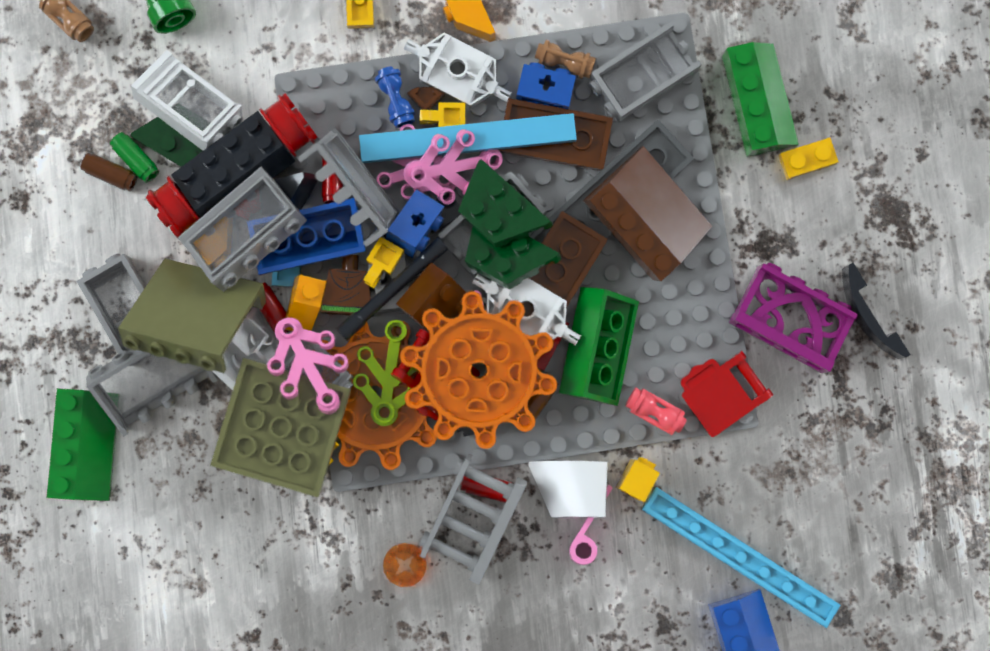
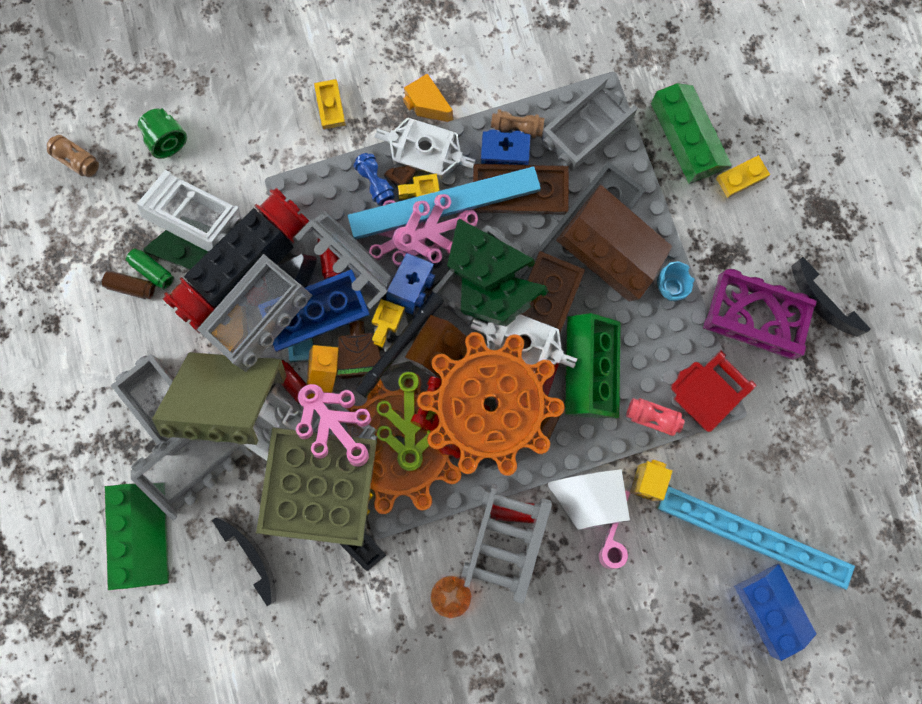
camera: 10 degrees left, 5 degrees down
(212, 520) = (266, 585): none -> black slope
(323, 506) = (368, 554): none -> black slope
(706, 267) = (675, 281): none -> medium azure hair

